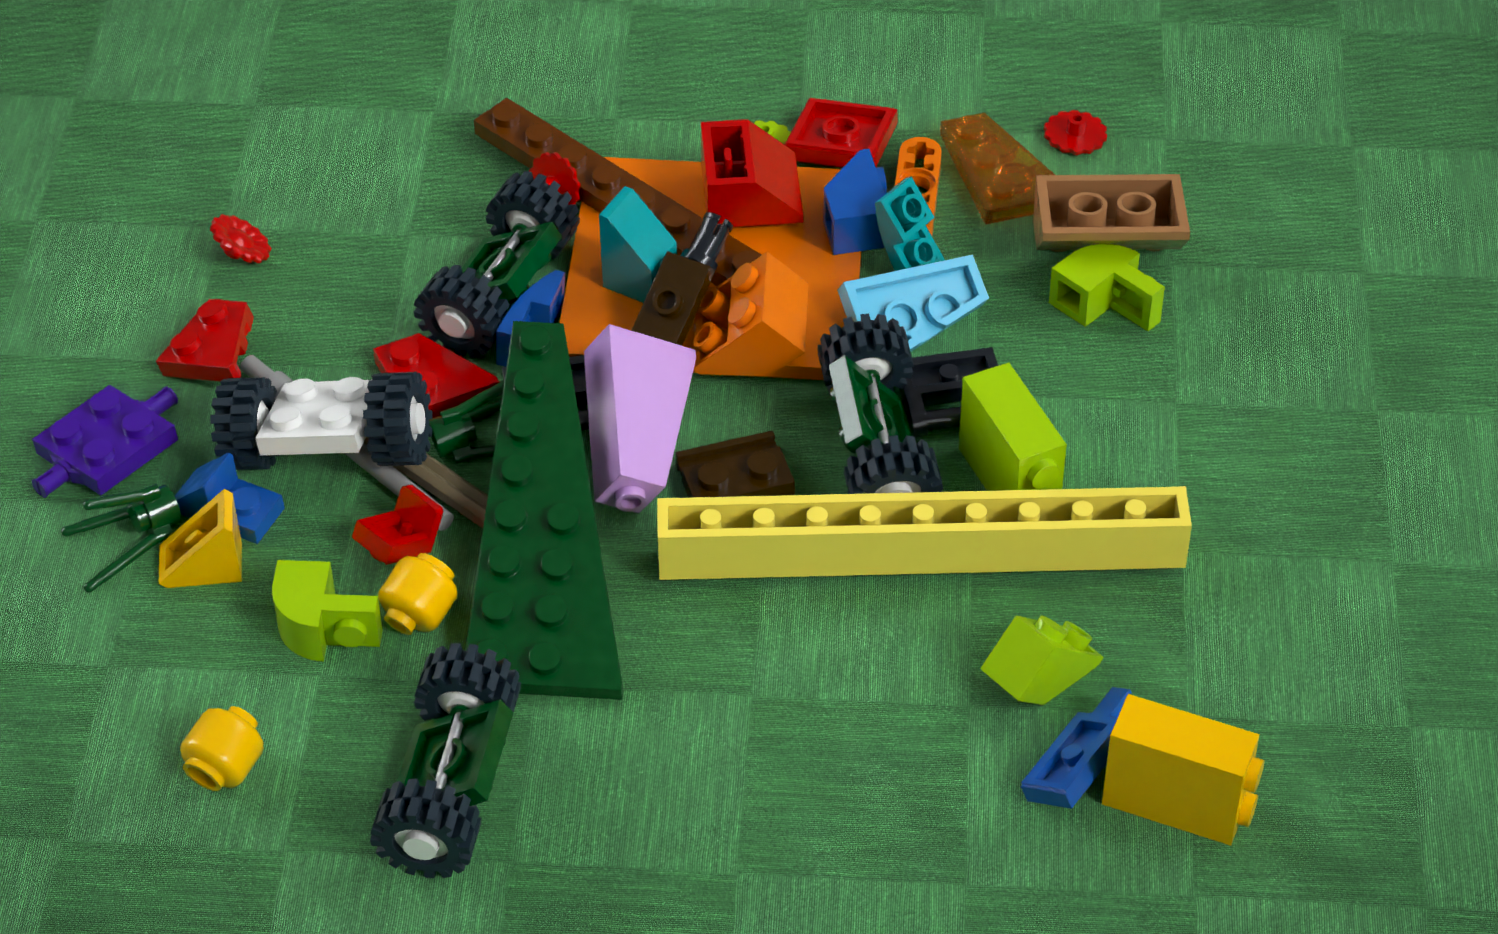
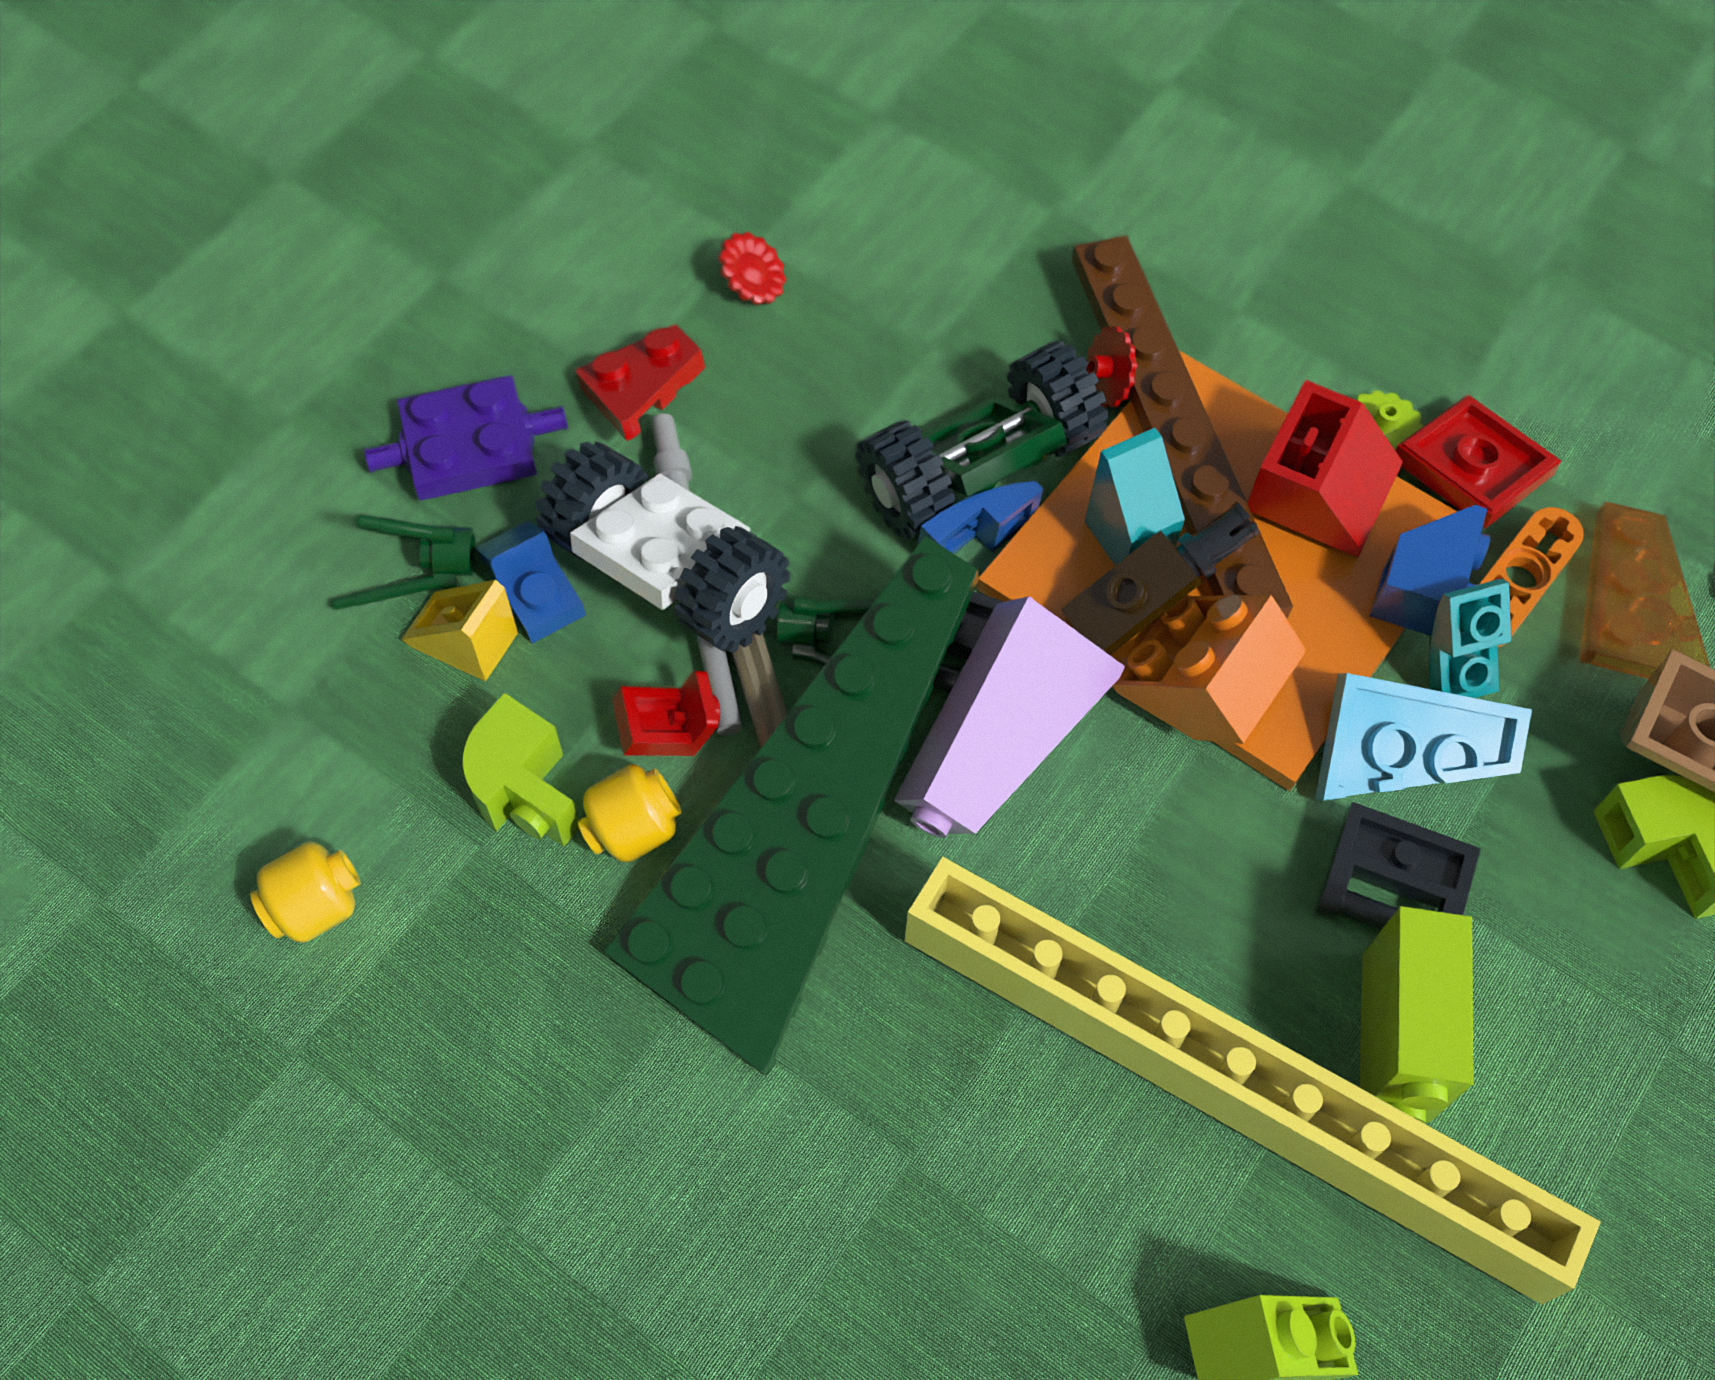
camera: 30 degrees right, 15 degrees up
(447, 375) = (834, 537): red wing -> none
(449, 762) = (502, 1068): plate -> none
(736, 468) = (1078, 846): dark brown plate -> none
(860, 371) = (1273, 882): plate -> none

